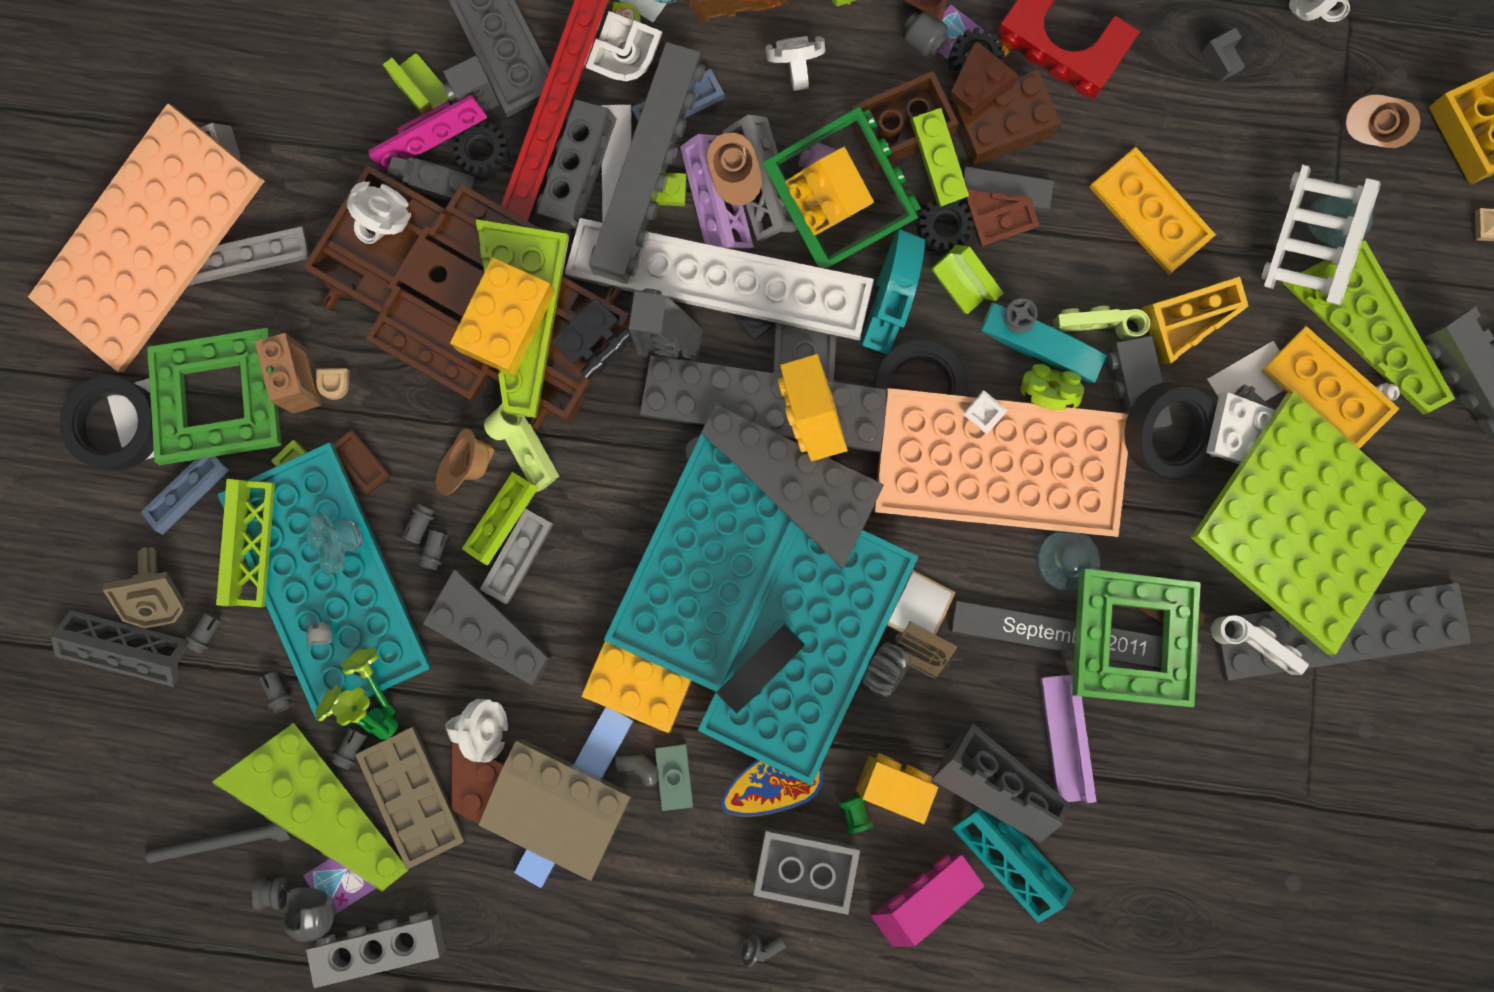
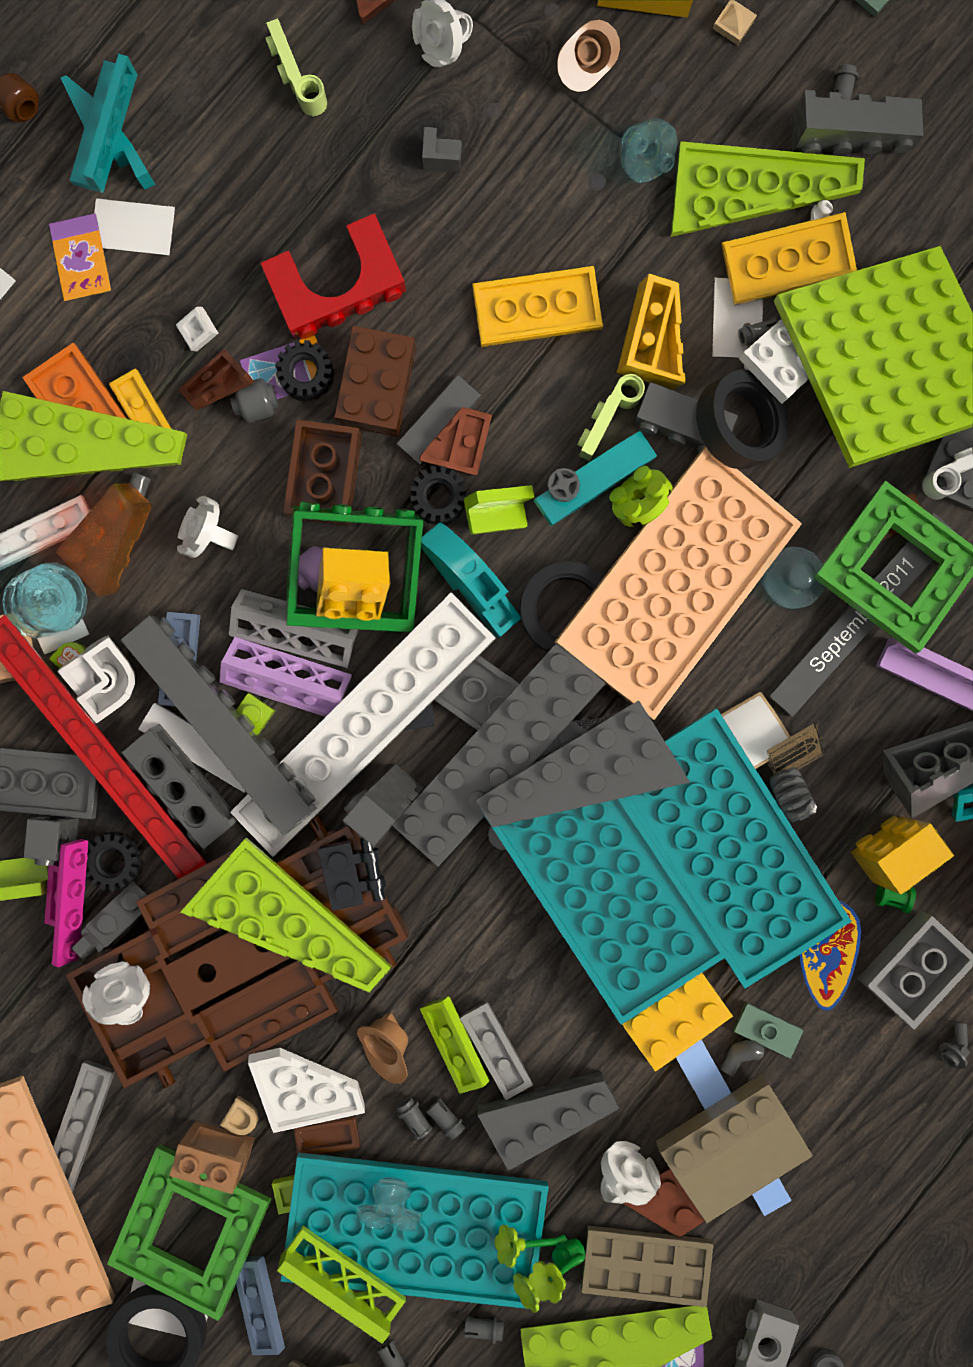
camera: 60 degrees left, 5 degrees up
(319, 634) = (459, 1265): light grey hinge -> none
(349, 747) = (576, 1301): dark grey pin -> none
(385, 414) = (302, 1091): none -> white plate
(503, 317) = (287, 945): yellow brick -> none
(524, 446) = (405, 984): yellowish green plate -> none
(734, 168) = (274, 650): medium nougat piece -> none
(760, 669) = (735, 910): black tyre -> none
(811, 408) = (540, 725): yellow brick -> none
(939, 157) = (378, 464): lime plate -> none
(981, 80) = (332, 383): copper wing -> none
(985, 412) = (630, 572): white tile -> none
(1344, 256) = (688, 173): white fence -> none

